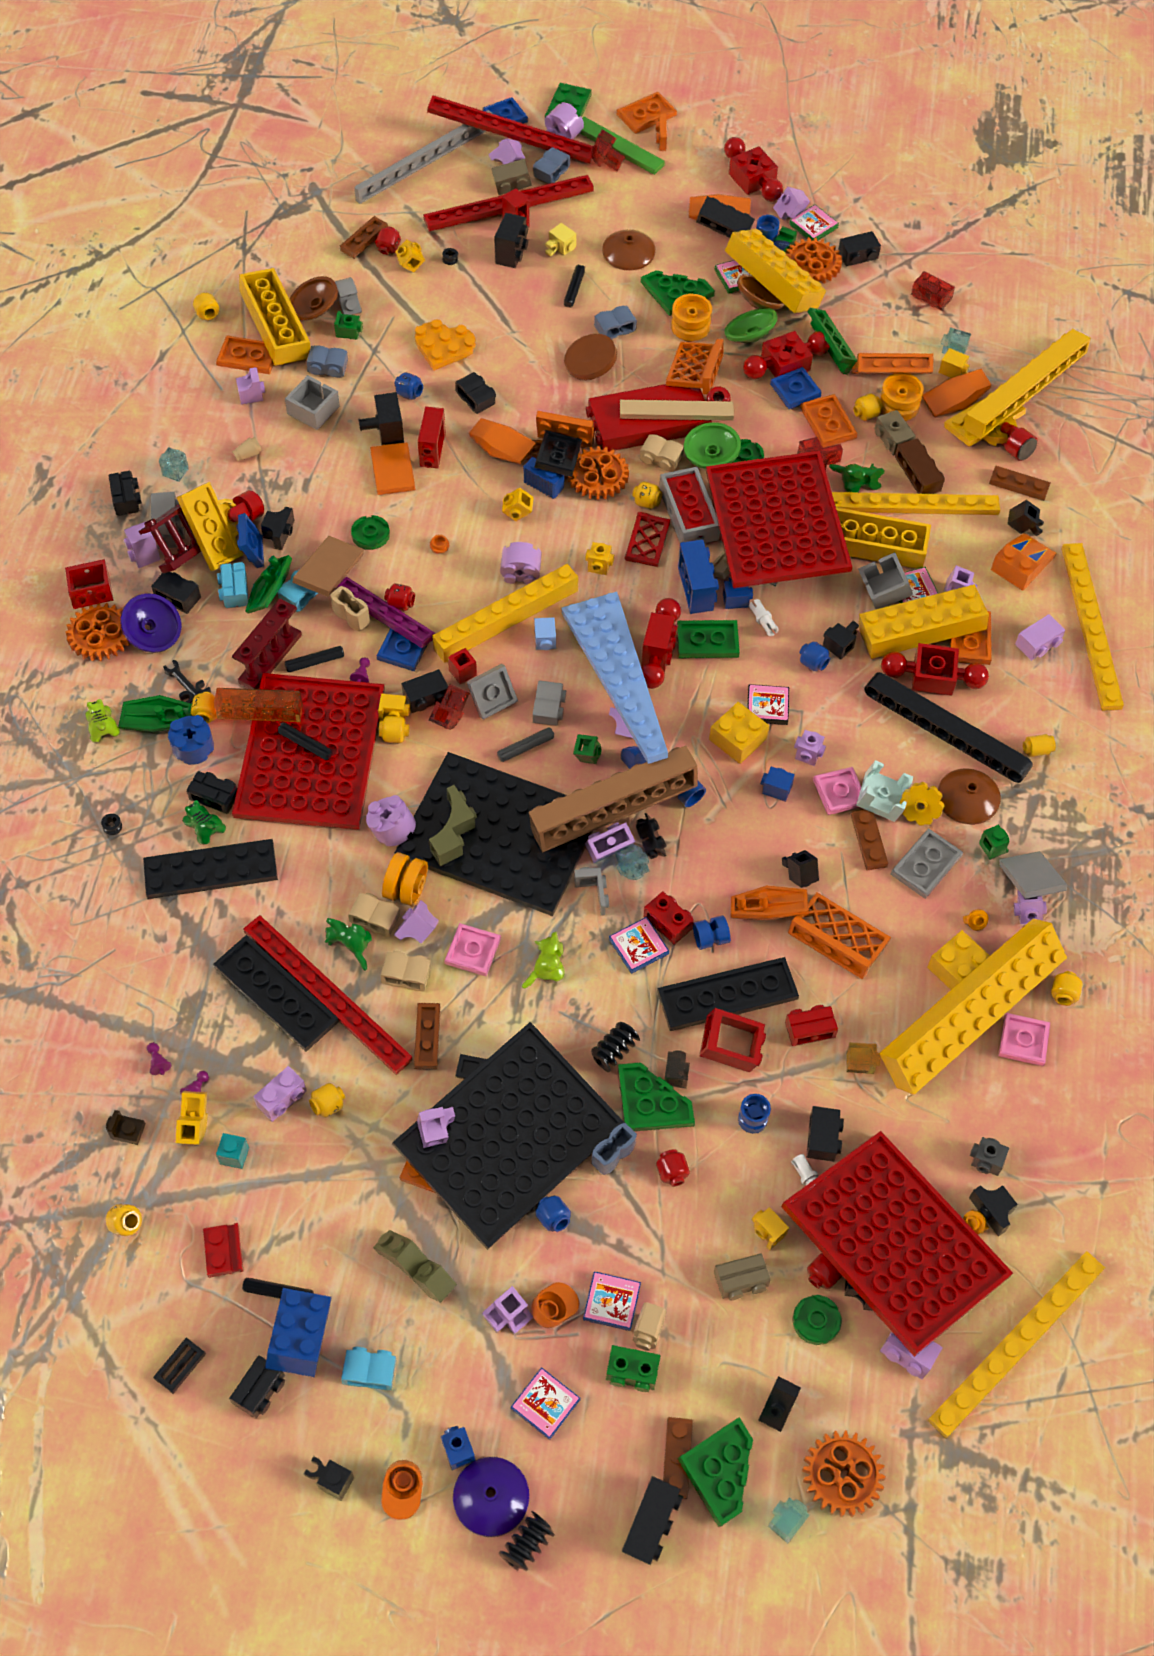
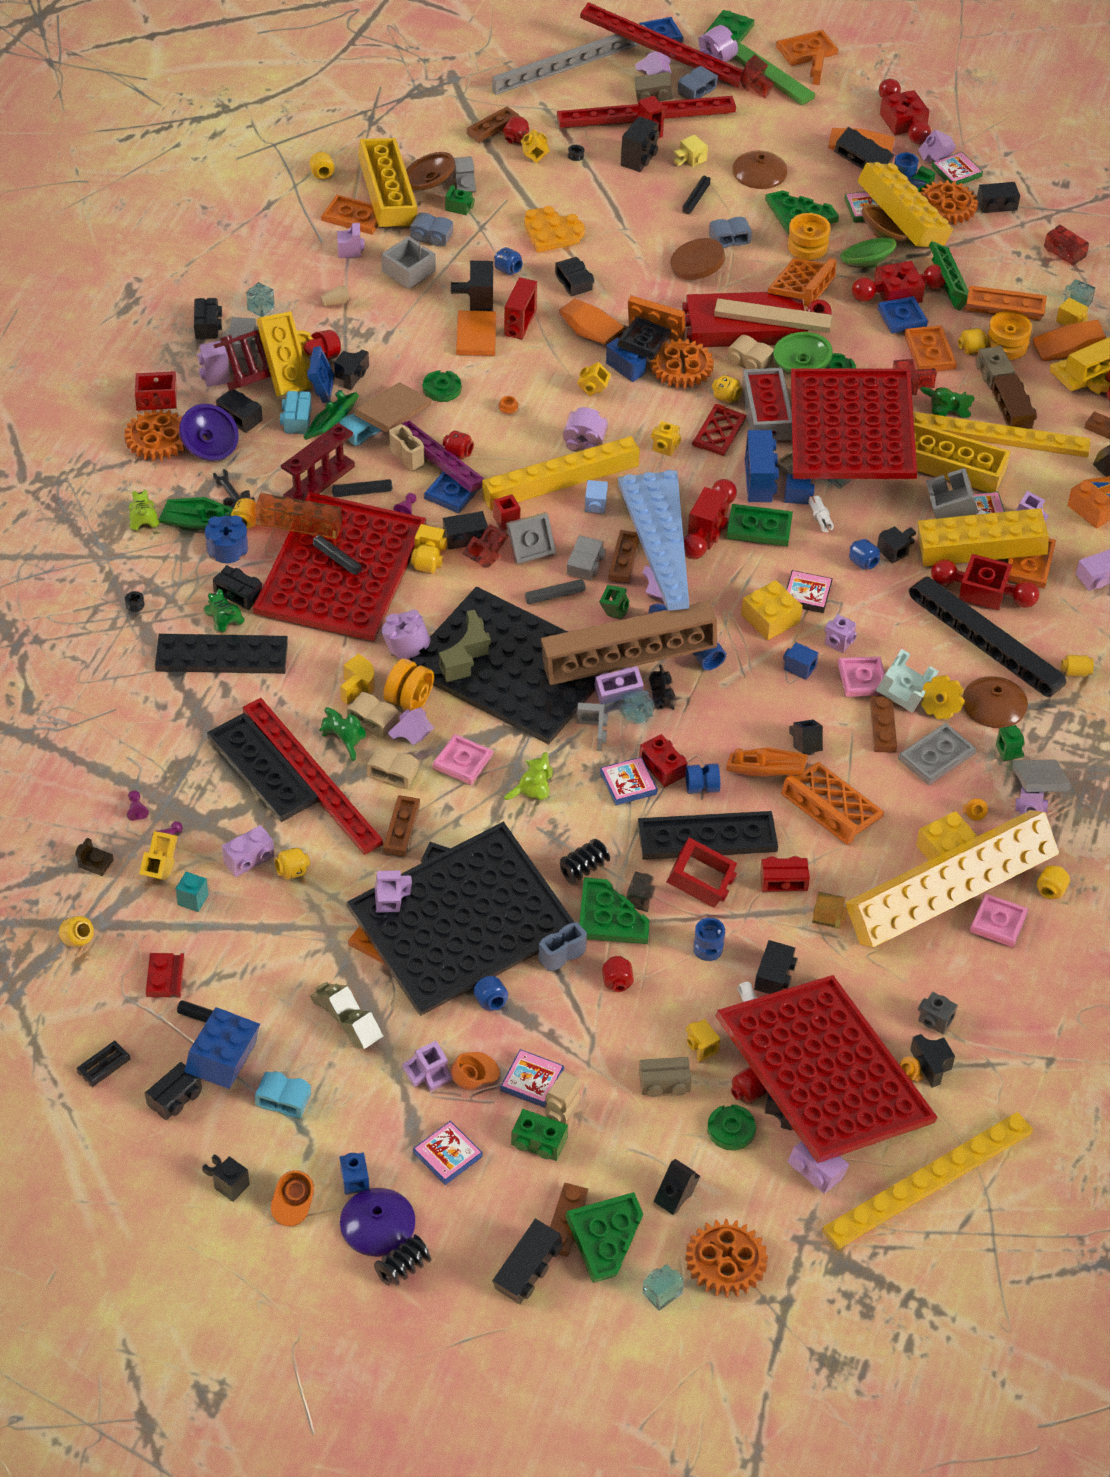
camera: 10 degrees right, 10 degrees down
(356, 876) = (358, 677): none -> yellow brick
(585, 695) = (624, 556): none -> dark orange plate

